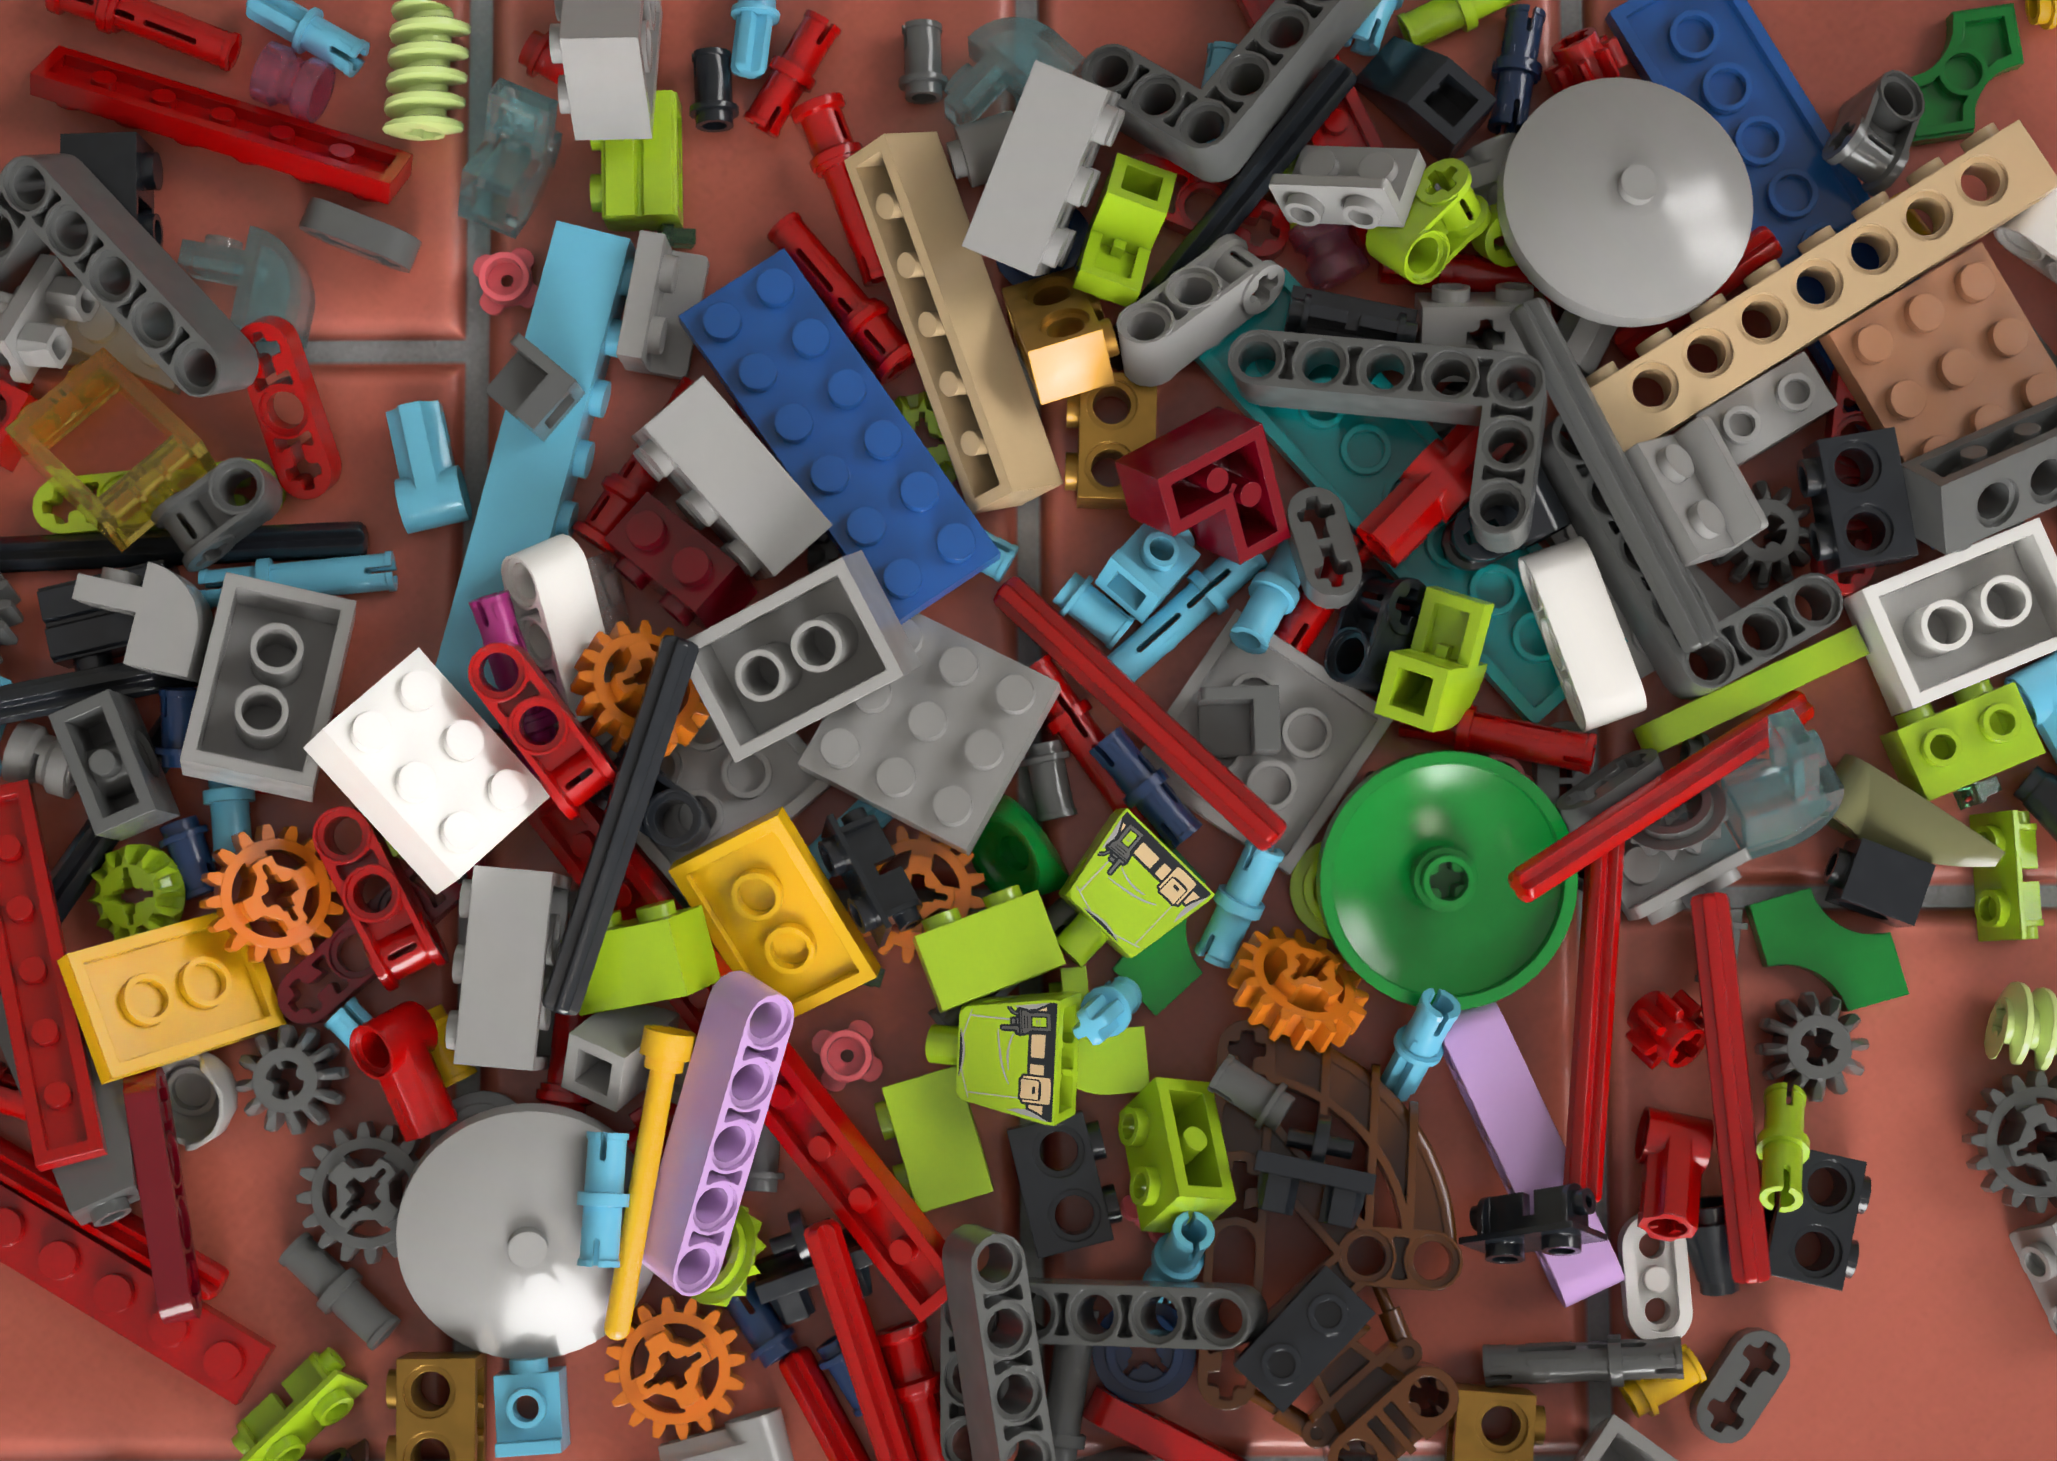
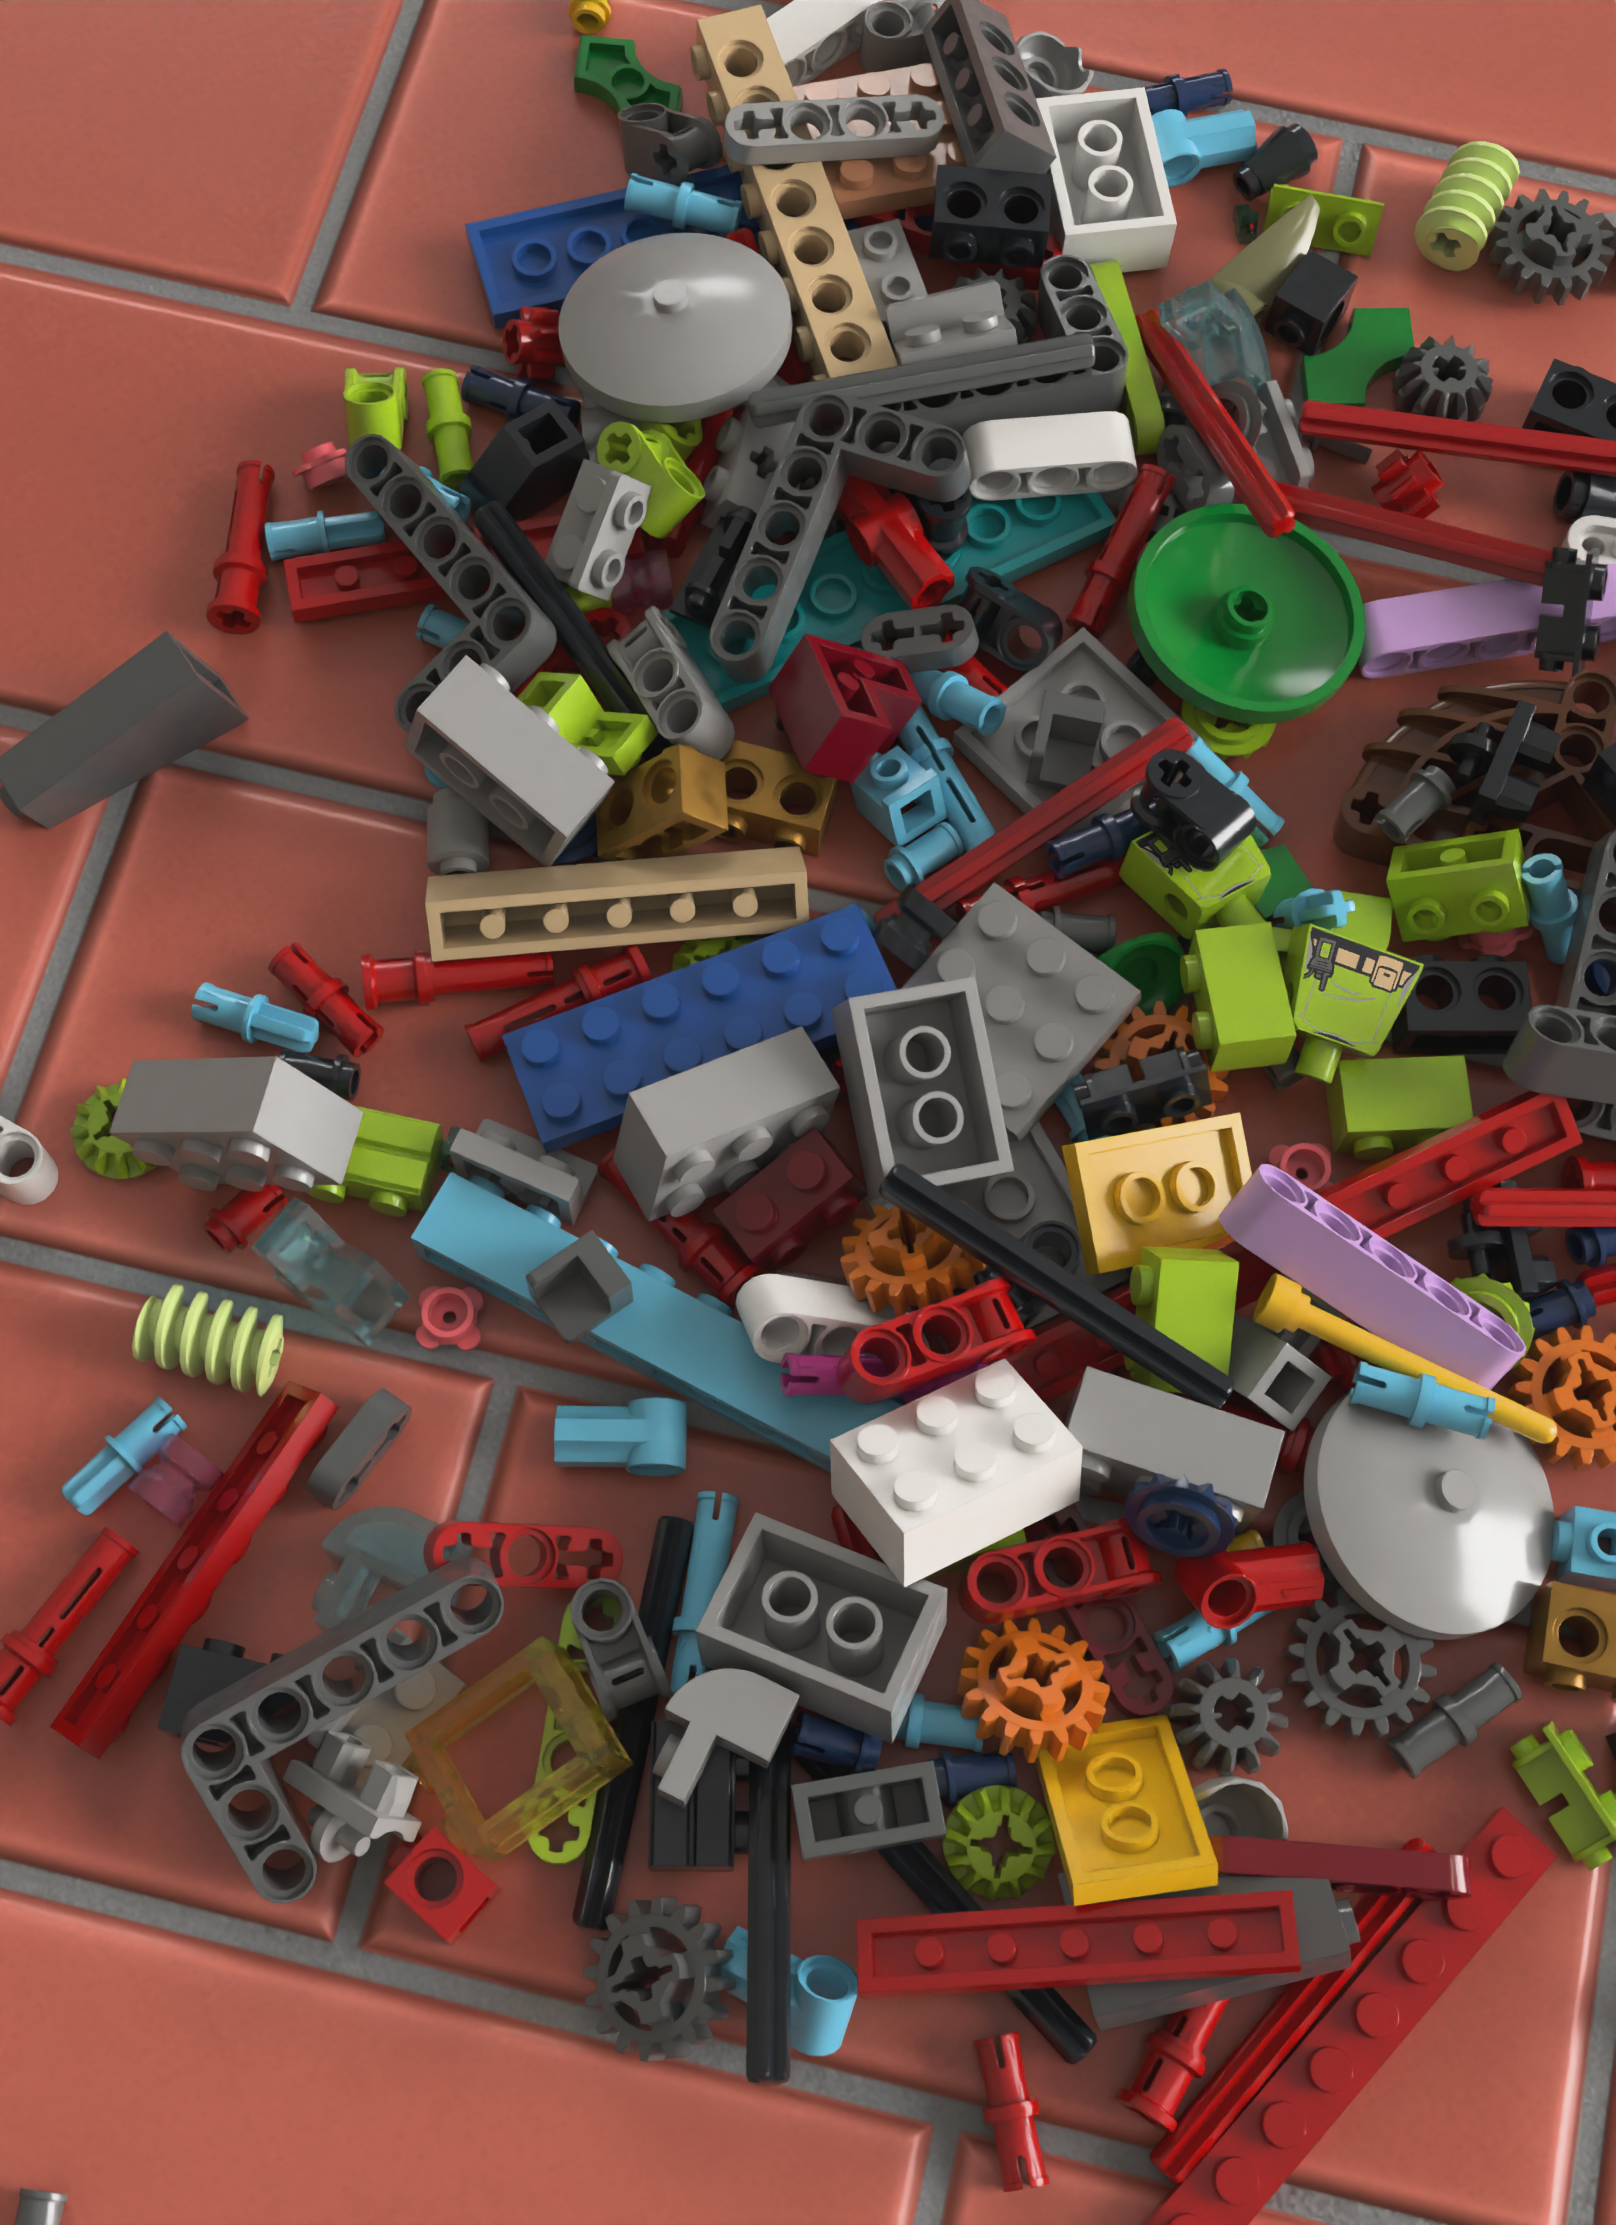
camera: 80 degrees left, 15 degrees down
(39, 758) = (839, 1893): light grey wheel -> none
(431, 988) = (1161, 1518): none -> dark blue gear
(922, 62) = (352, 881): dark grey pin -> none
(990, 613) = (910, 931): none -> black wheel
(1004, 60) = (378, 796): clear light blue brick -> none
(1158, 874) = (1192, 816): none -> black piece
(1297, 989) = (1321, 755): orange gear -> none
(1420, 1042) = (1386, 668): medium azure axle -> none
(1442, 670) = (1048, 568): lime brick -> none
(1673, 1159) = (1520, 506): red piece -> none
(1783, 1147) = (1537, 406): lime pin -> none
(1795, 171) = (682, 205): none -> medium azure pin
(1923, 298) = (831, 119): none -> light grey beam
(1963, 742) = (1208, 214): lime brick -> none

